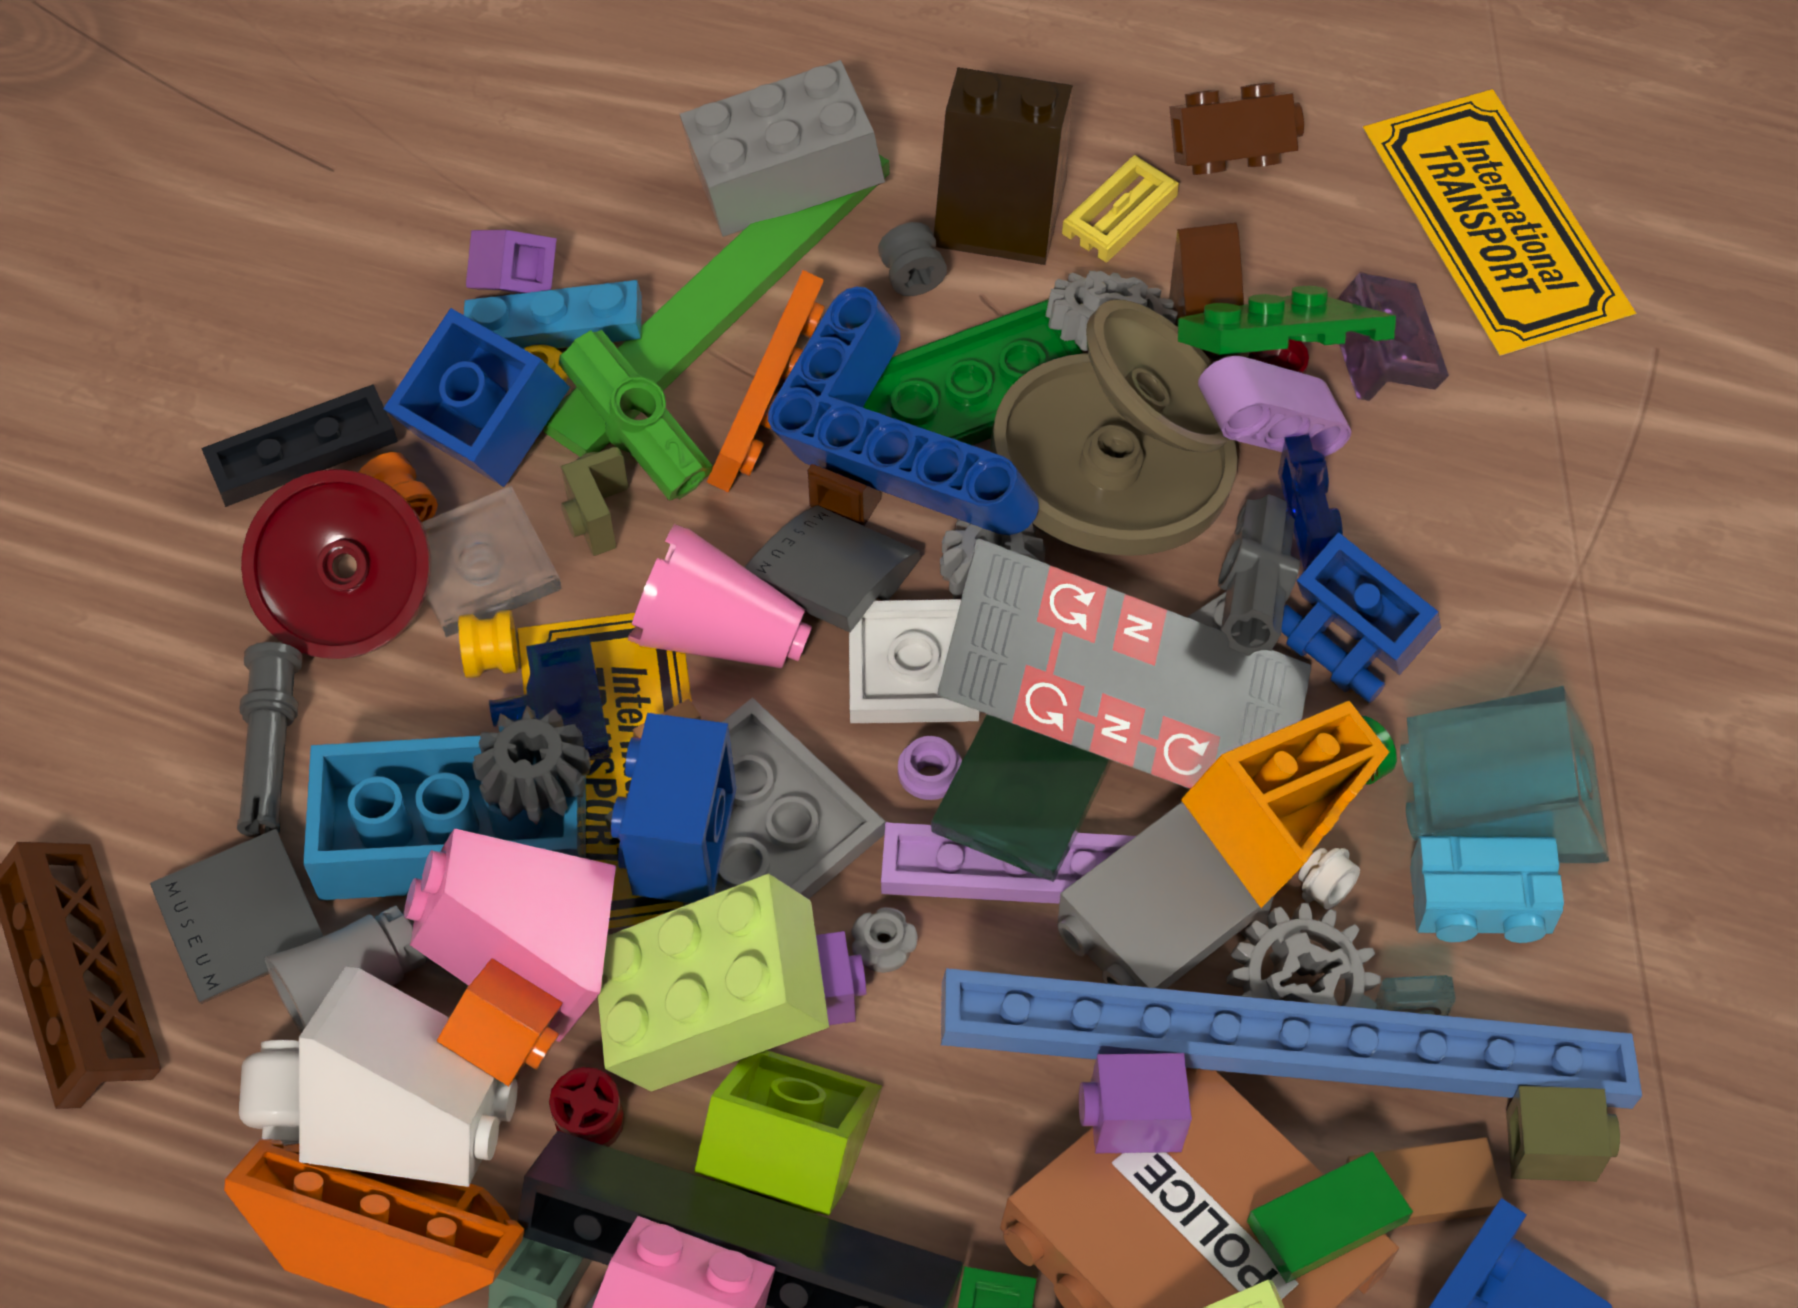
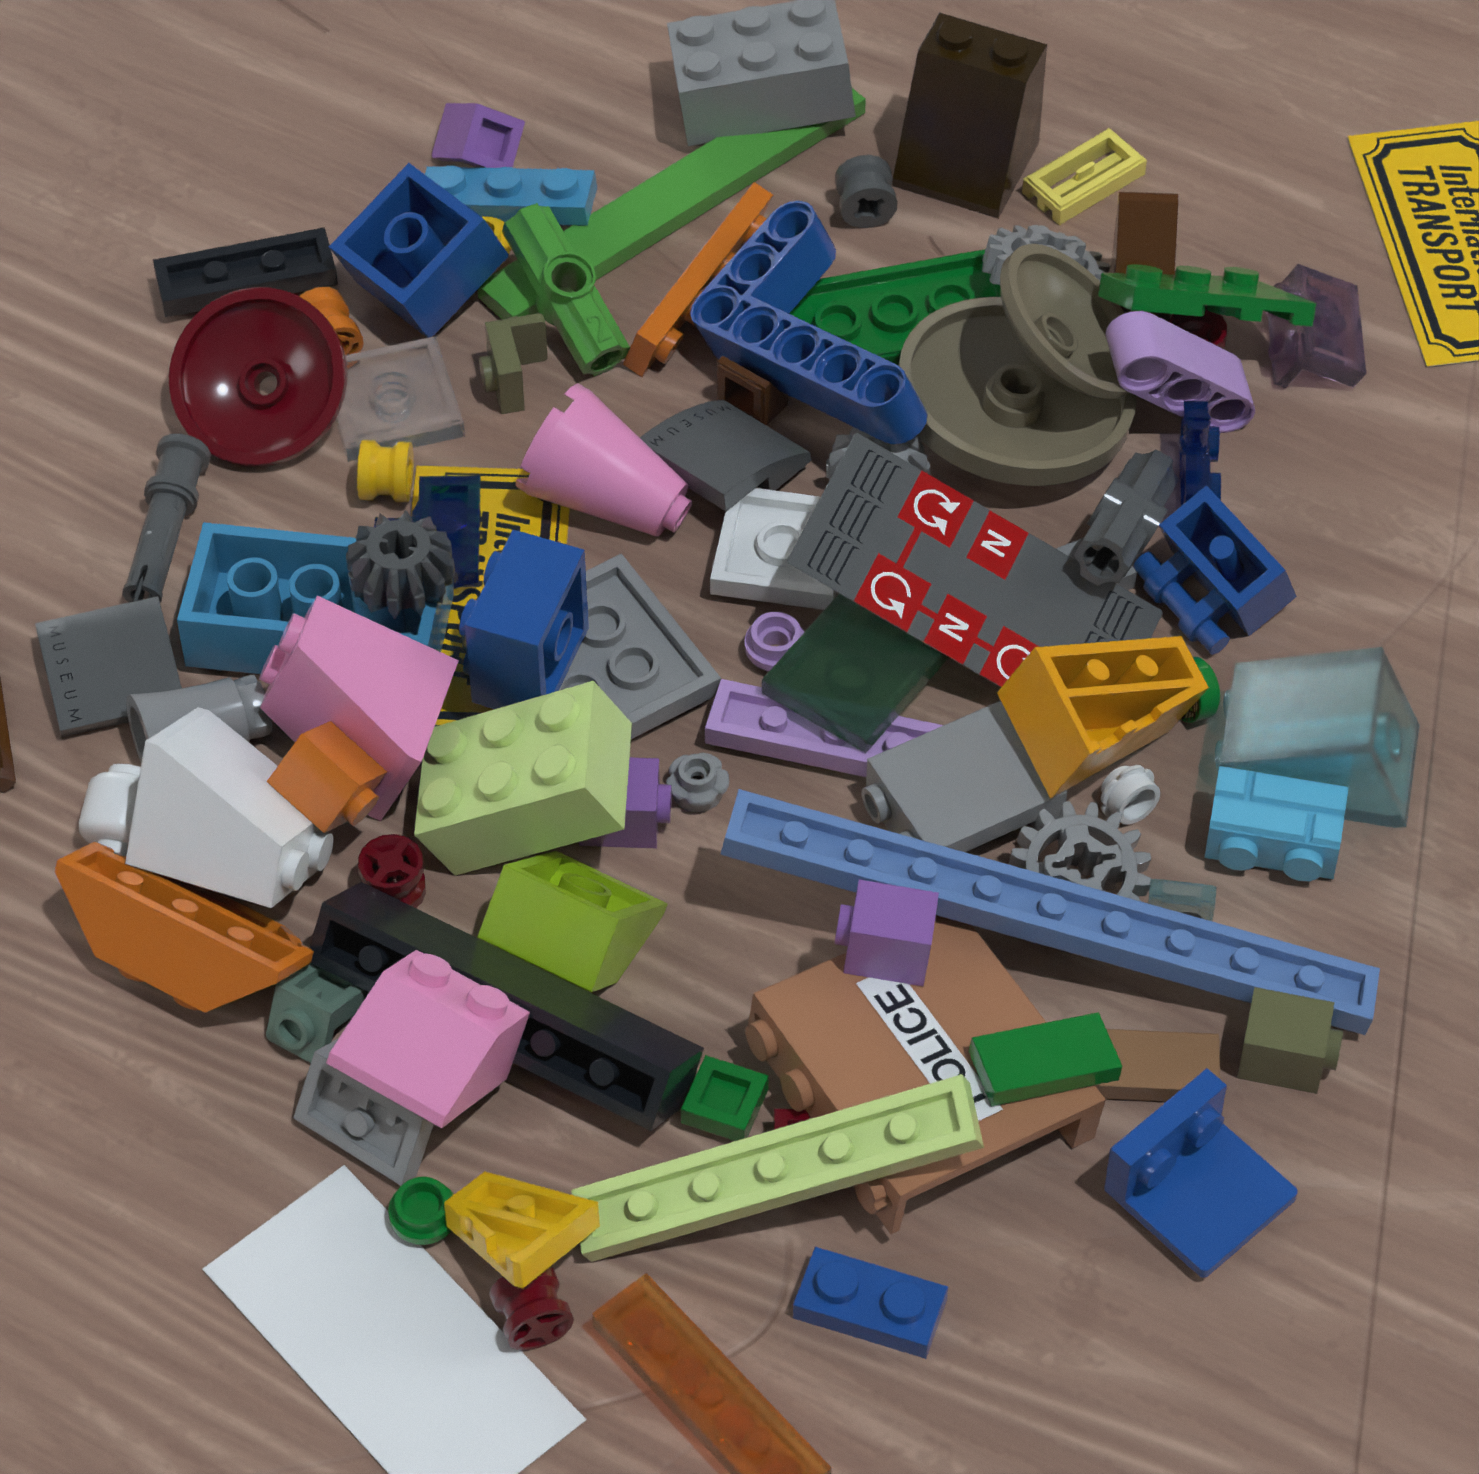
camera: 10 degrees right, 5 degrees down
(1248, 126) = (1227, 116): reddish brown brick -> none

